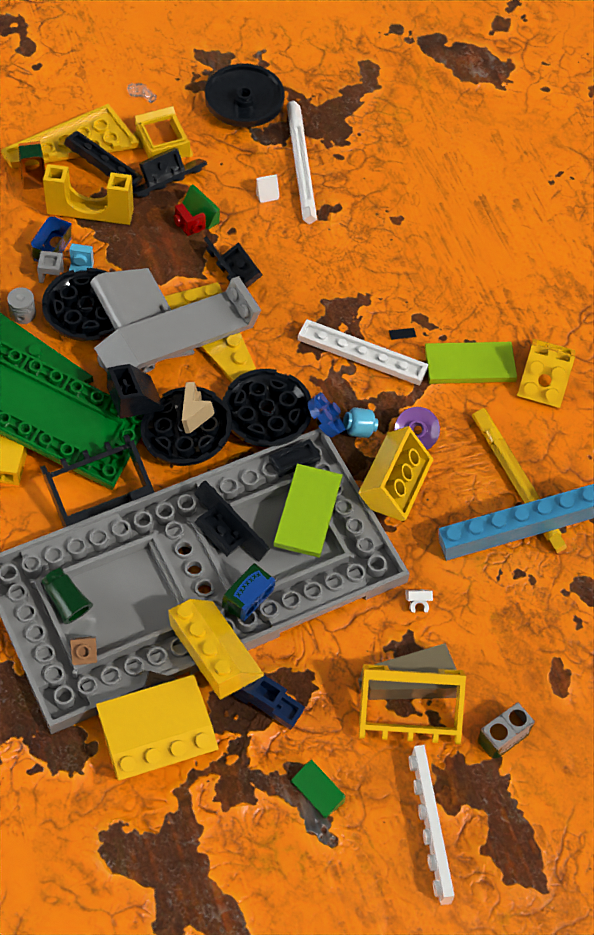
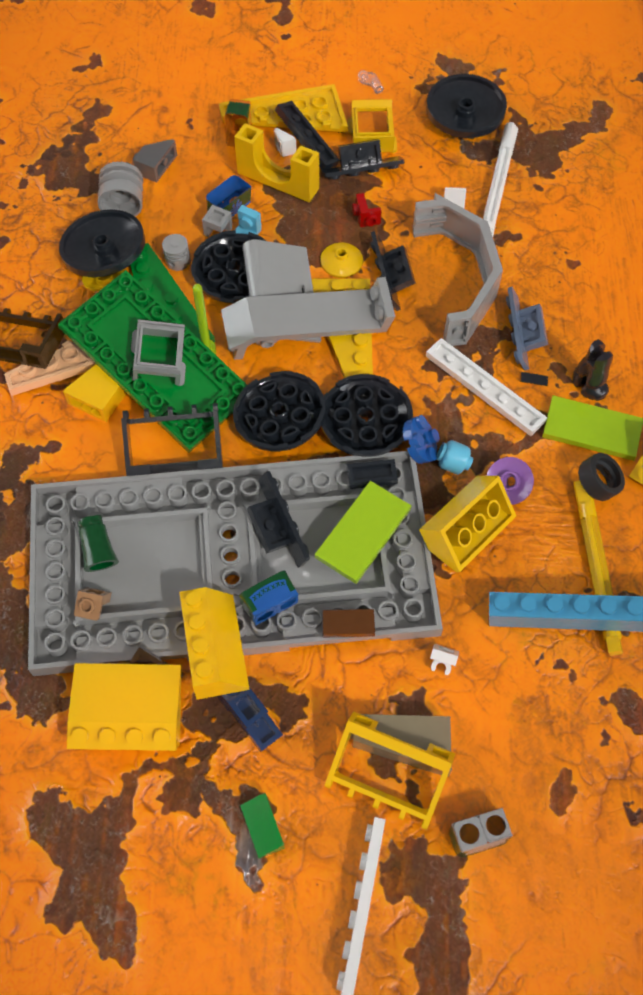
camera: 25 degrees right, 5 degrees up
(31, 402) = (164, 330): none -> light grey piece
(82, 173) = (284, 142): none -> white slope
(85, 357) = (202, 318): none -> lime piece
(132, 391) = (240, 362): black slope -> none
(182, 271) = (341, 260): none -> yellow dish
(194, 410) = (289, 396): tan slope -> none
(198, 202) = (380, 197): green slope -> none
(302, 216) = (473, 233): none -> light grey panel
(326, 593) = (348, 623): none -> reddish brown tile
(381, 288) = (528, 328): none -> sand blue bracket
(454, 312) = (593, 372): none -> black piece
(495, 412) = (593, 484): none -> black tyre

